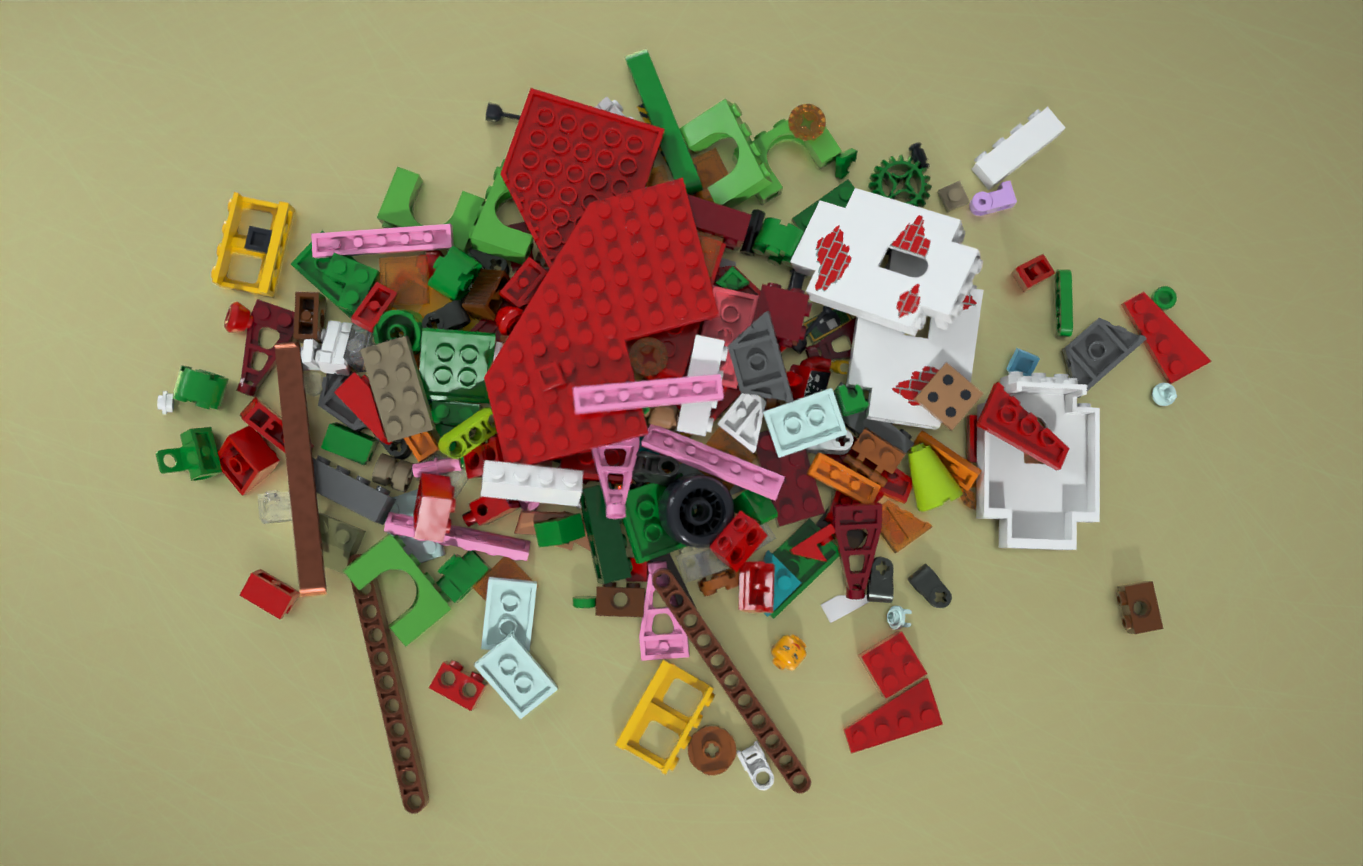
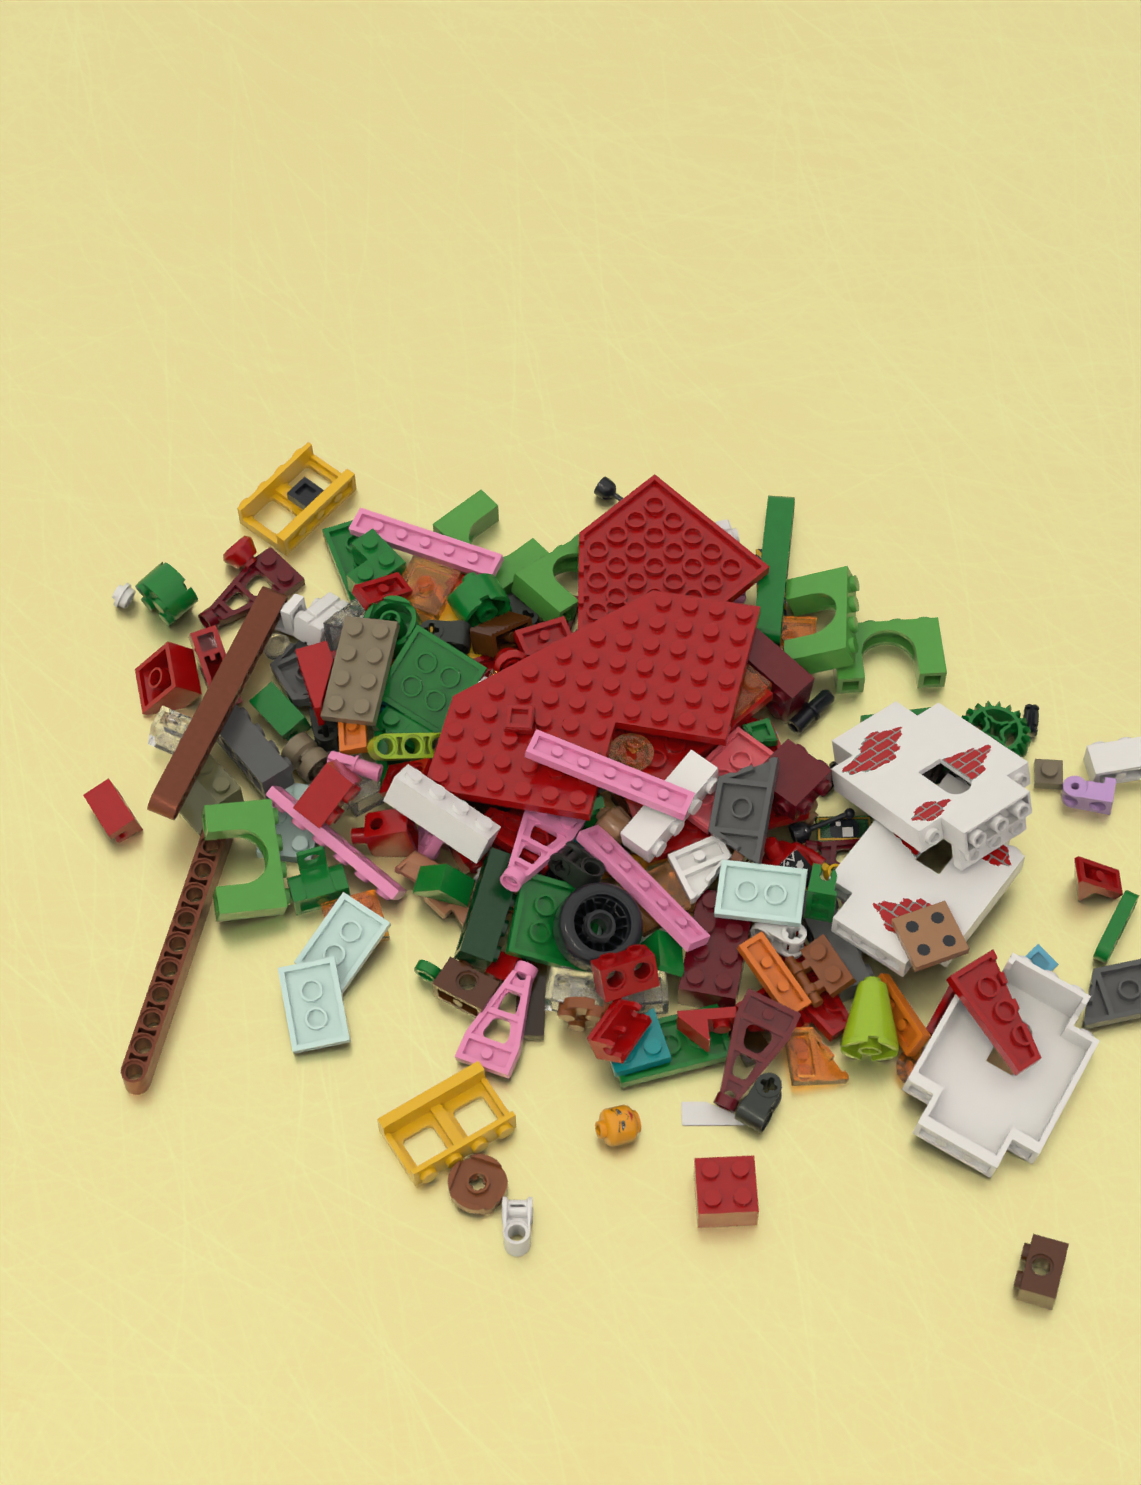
camera: 30 degrees right, 25 degrees down
(196, 455) = (121, 655): green piece -> none
(309, 316) = (313, 577): reddish brown brick -> none
(456, 691) = (245, 989): red brick -> none
(734, 691) = (542, 1127): copper beam -> none
(777, 241) = (827, 721): green brick -> none
(812, 113) = (932, 621): clear orange gear -> none
(844, 161) = (945, 689): green tile -> none
(896, 617) = (758, 1147): light aqua plate -> none
(902, 716) = (705, 1256): red wing -> none
(927, 584) = (812, 1134): pearl dark grey piece -> none

